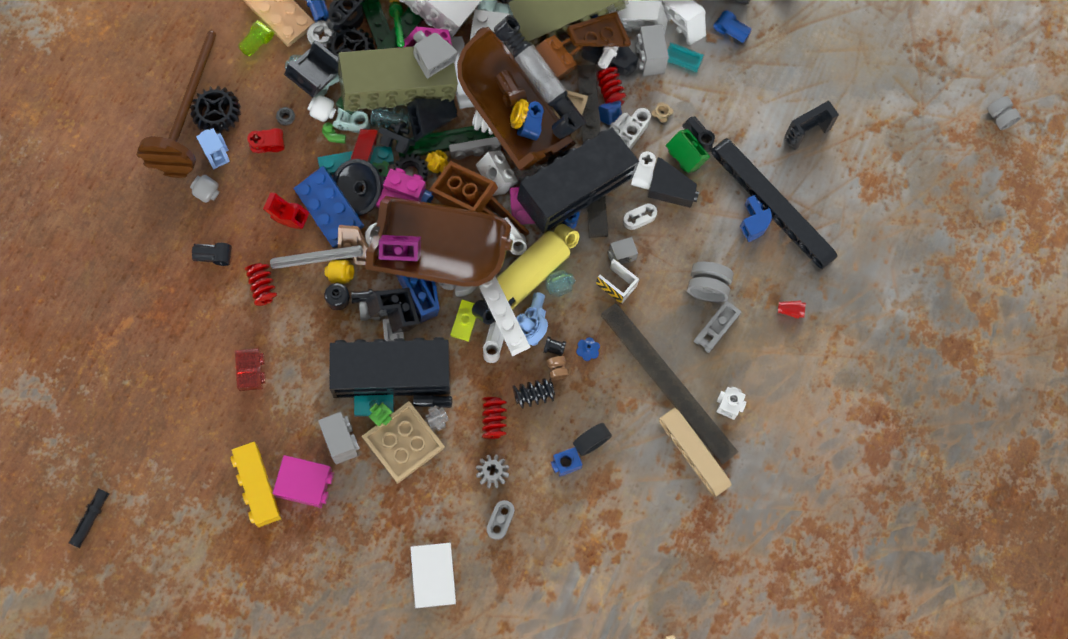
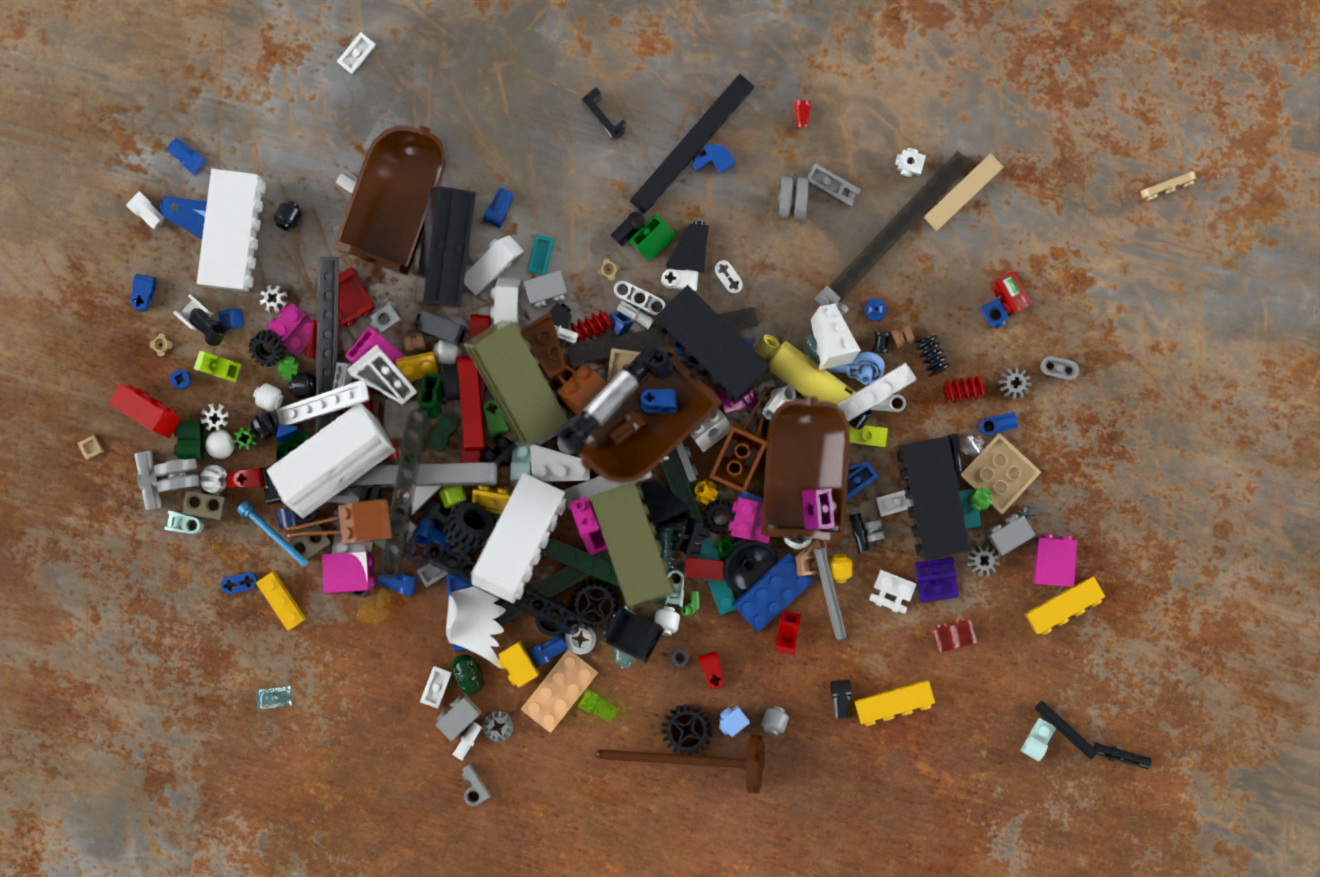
camera: 95 degrees left, 15 degrees up
(126, 436) = (1037, 740): none -> light aqua plate
(128, 464) = (1066, 730): none -> black axle
(196, 301) = (893, 702): none -> yellow brick
(260, 284) = (865, 642): red piece -> none
(309, 363) = (936, 580): none -> dark purple slope
(311, 322) = (895, 586): none -> white plate
(323, 403) = (976, 560): none -> light grey gear
(337, 302) = (860, 565): black head -> none
(359, 463) = (1027, 511): none -> dark grey plate
(396, 12) = (543, 565): green piece -> none
(396, 305) = (872, 502): black brick -> none
(433, 53) = (610, 511): light grey torso -> none
(433, 575) = (1120, 423): white tile -> none
(454, 449) = (999, 423): none -> blue piece
(519, 113) = (657, 413): yellow gear -> none
(563, 294) = (833, 338): none -> white wedge
(585, 480) = (1011, 293): none -> red slope
(592, 439) = (970, 292): black tyre -> none
(602, 304) = (828, 296): none -> light grey plate
(623, 251) = (771, 289): light grey brick -> none
(624, 274) = (814, 278): white piece -> none

